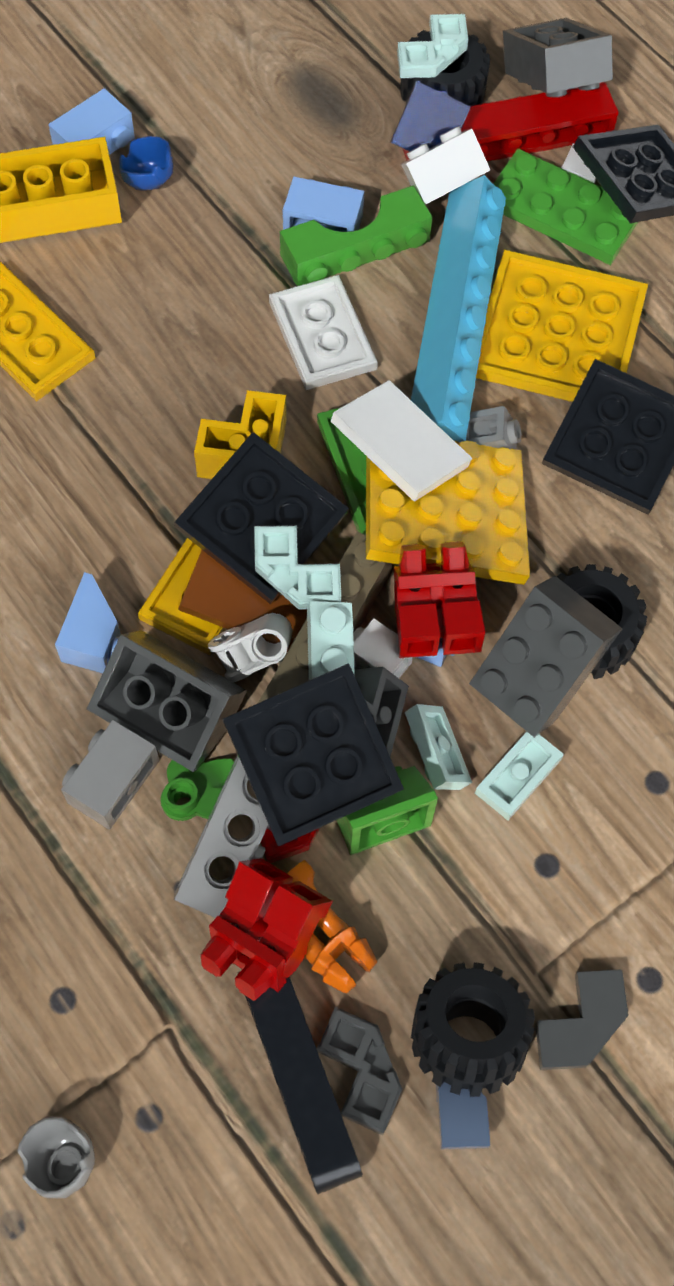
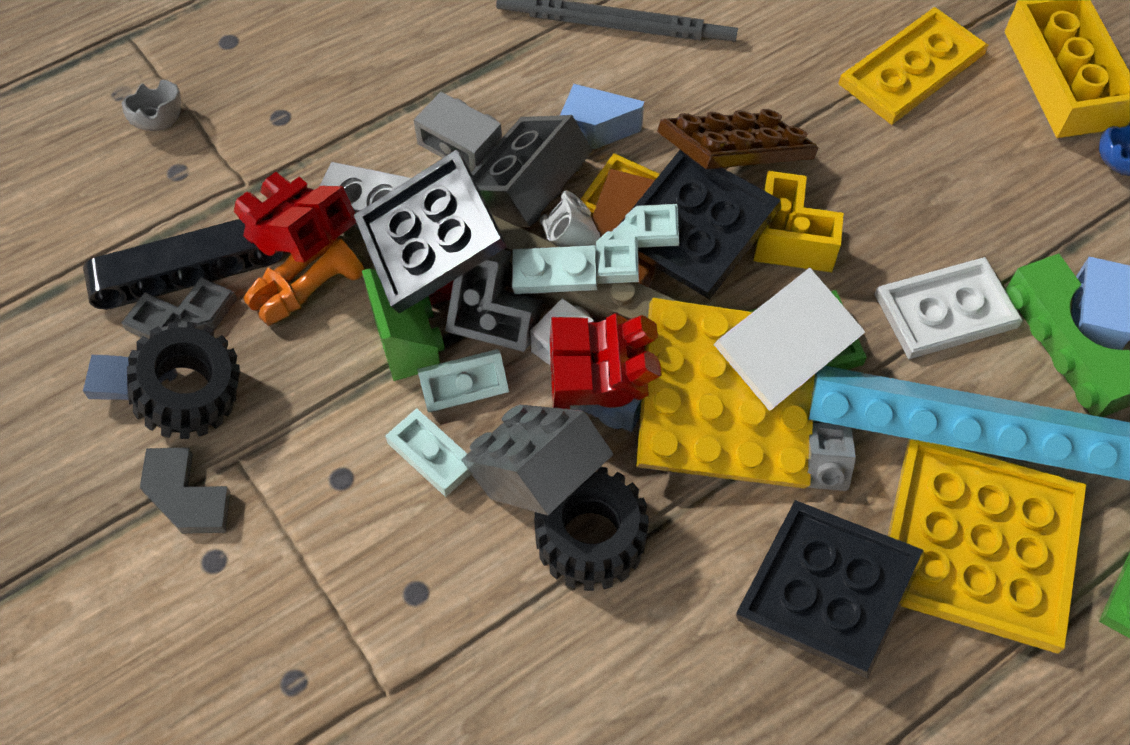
camera: 95 degrees right, 5 degrees down
(149, 479) = (737, 138): none -> reddish brown tile

